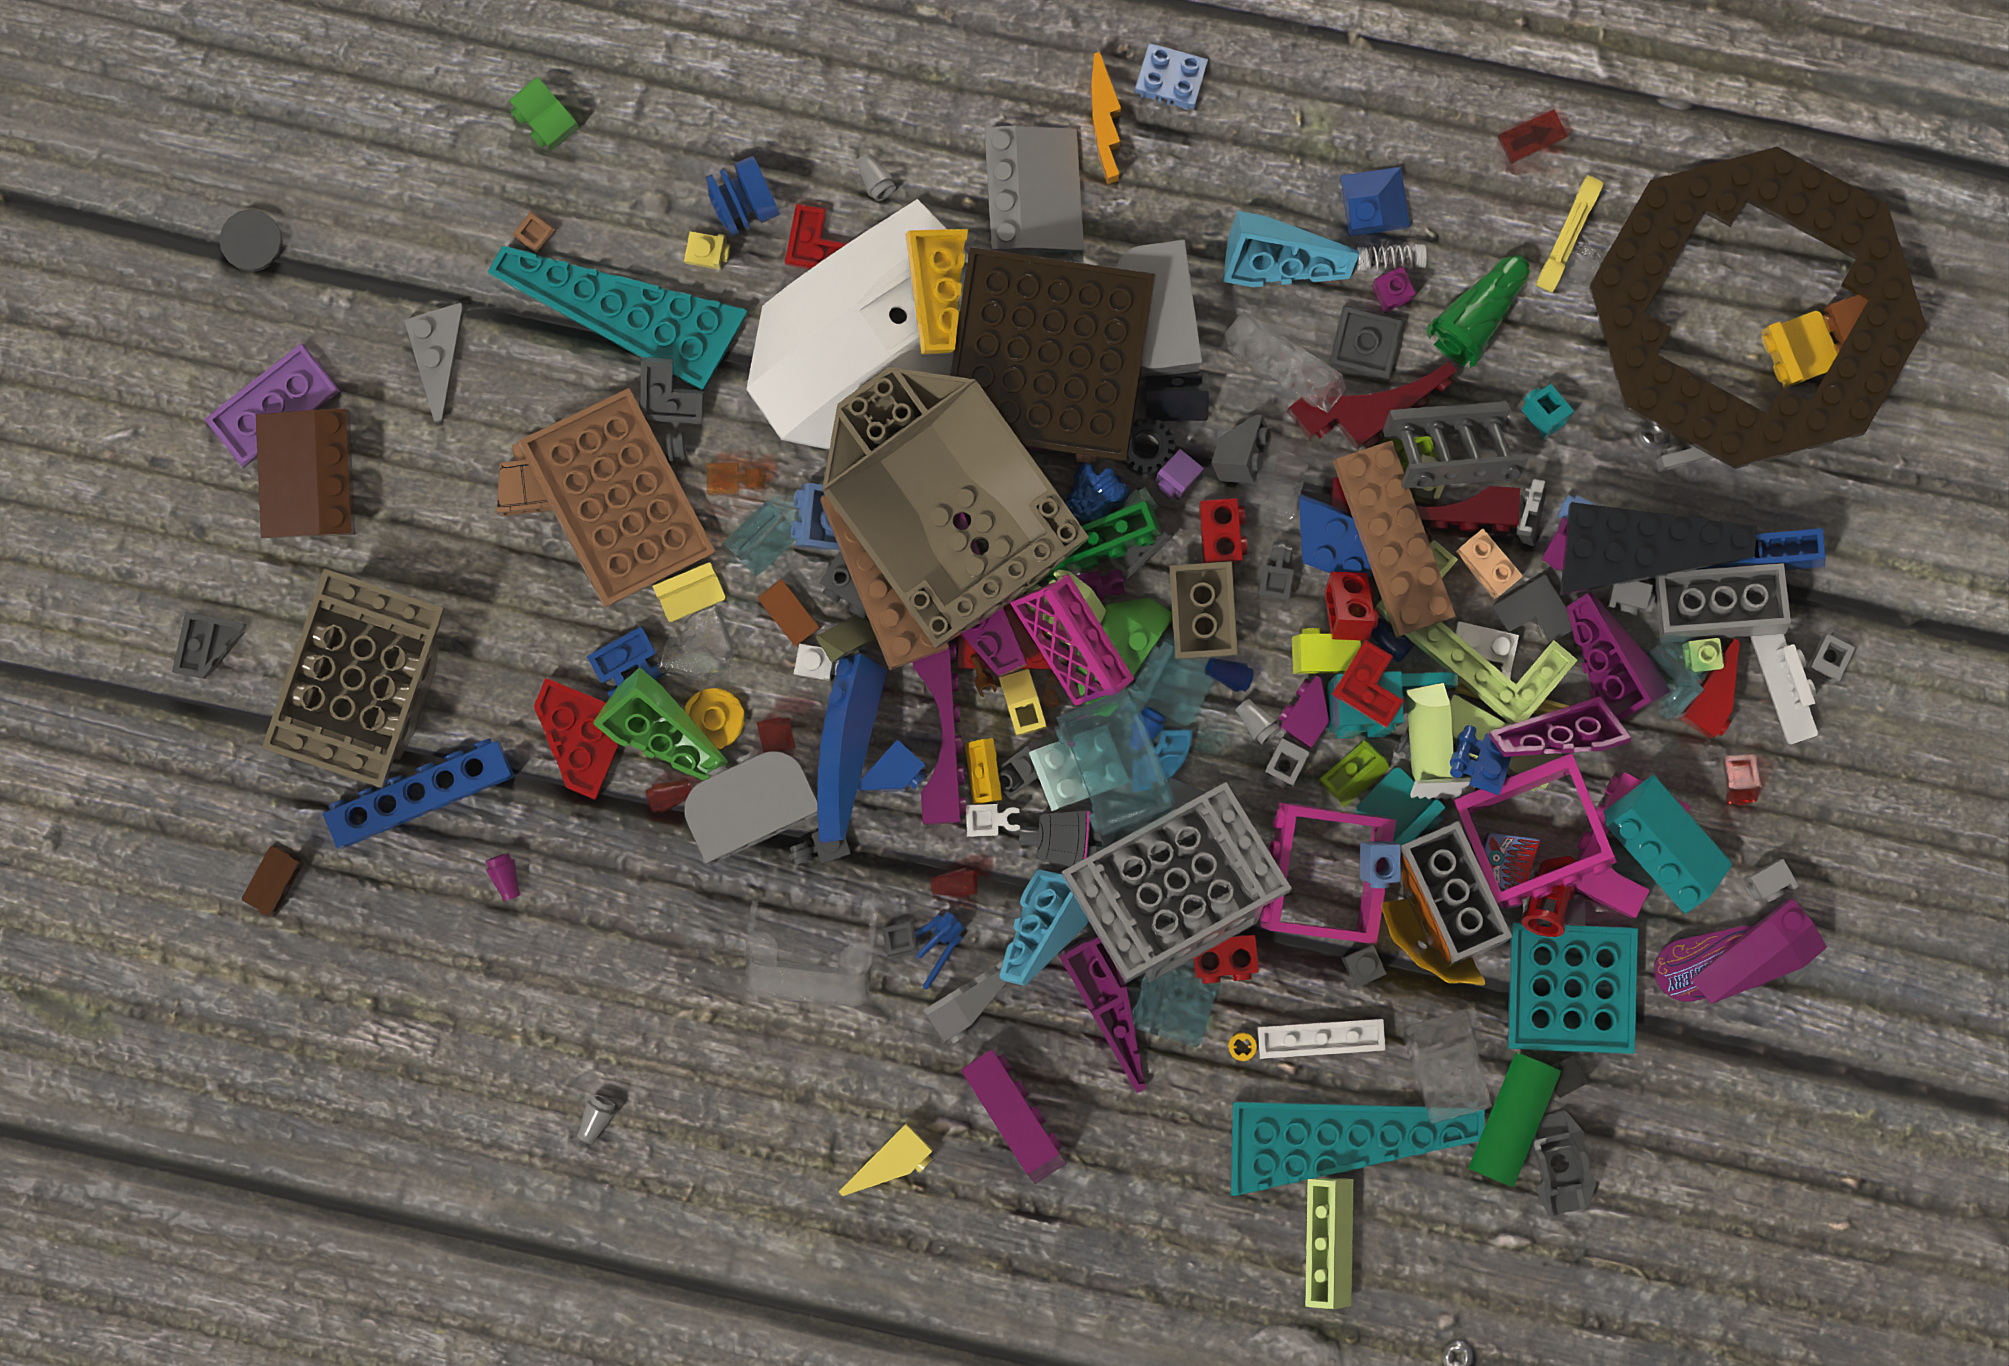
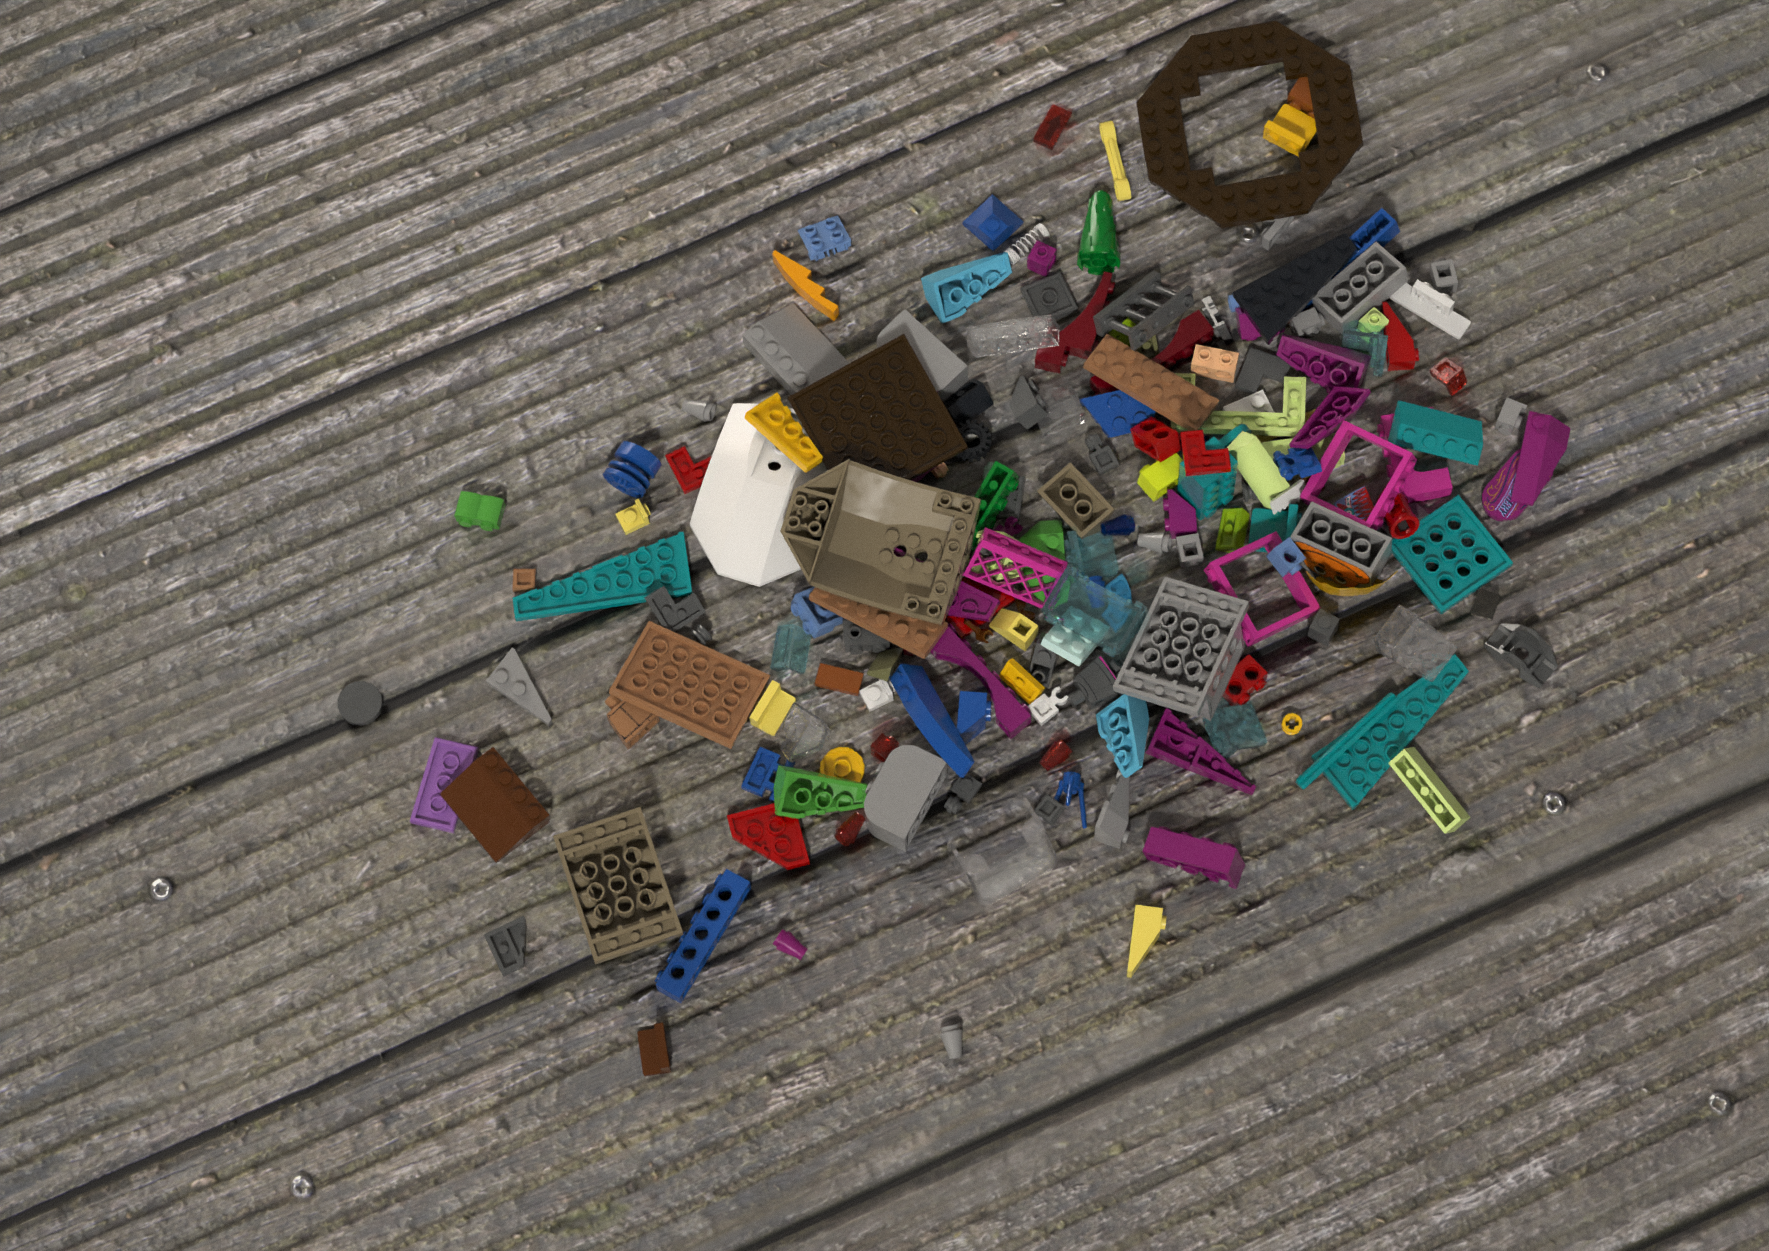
camera: 35 degrees left, 15 degrees down
(725, 479) = (744, 632): clear orange plate -> none
(1095, 493) = (964, 480): blue hair -> none
(1178, 475) = (1002, 442): medium lavender slope -> none
(1214, 532) = (1046, 458): red brick -> none
(1284, 1117) = (1346, 740): none -> teal axle
(1321, 1038) = (1332, 685): white plate -> none
(1514, 1119) = (1476, 646): green brick -> none
(1547, 410) = (1179, 260): teal brick -> none

